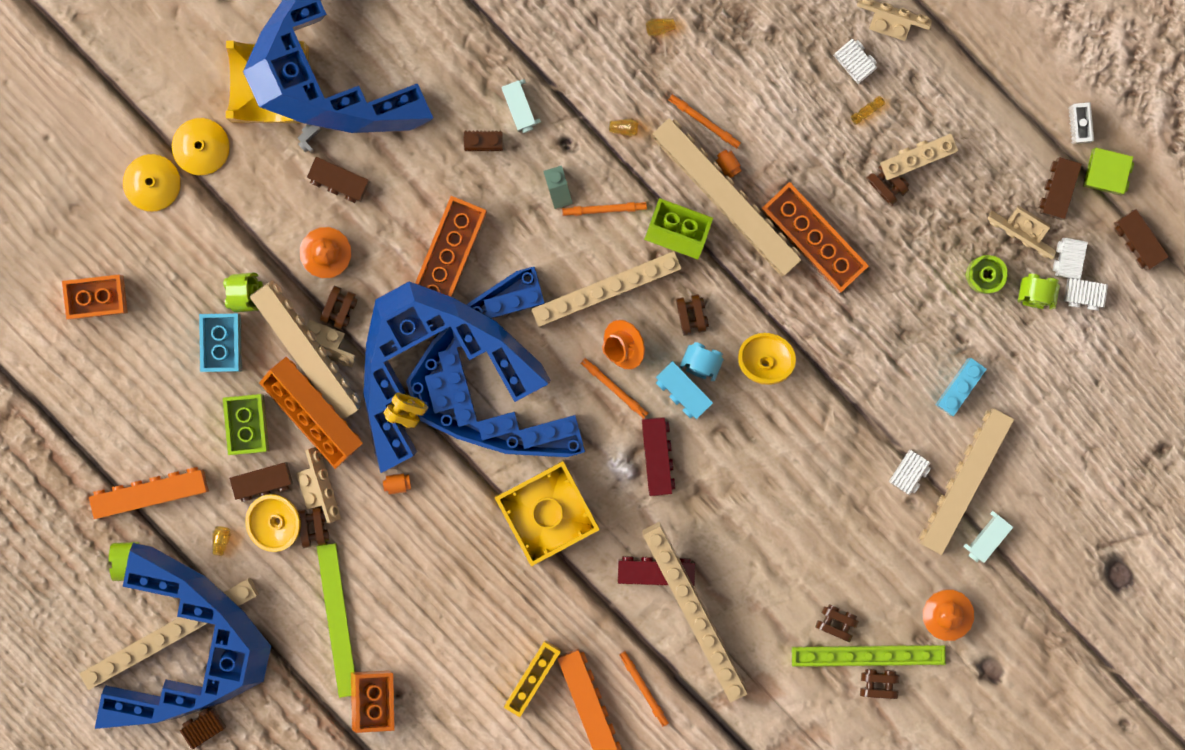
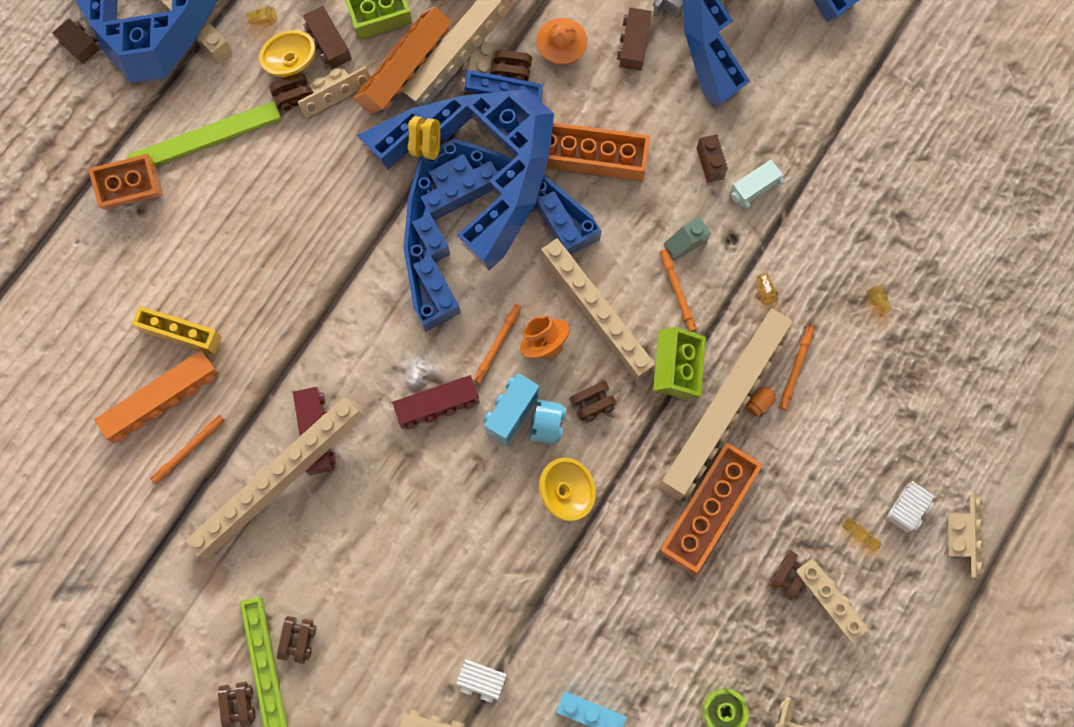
camera: 75 degrees right, 15 degrees down
(360, 322) = (487, 83): none -> blue plate
(397, 483) = (351, 158): orange brick -> none
(547, 513) = (350, 299): yellow piece -> none

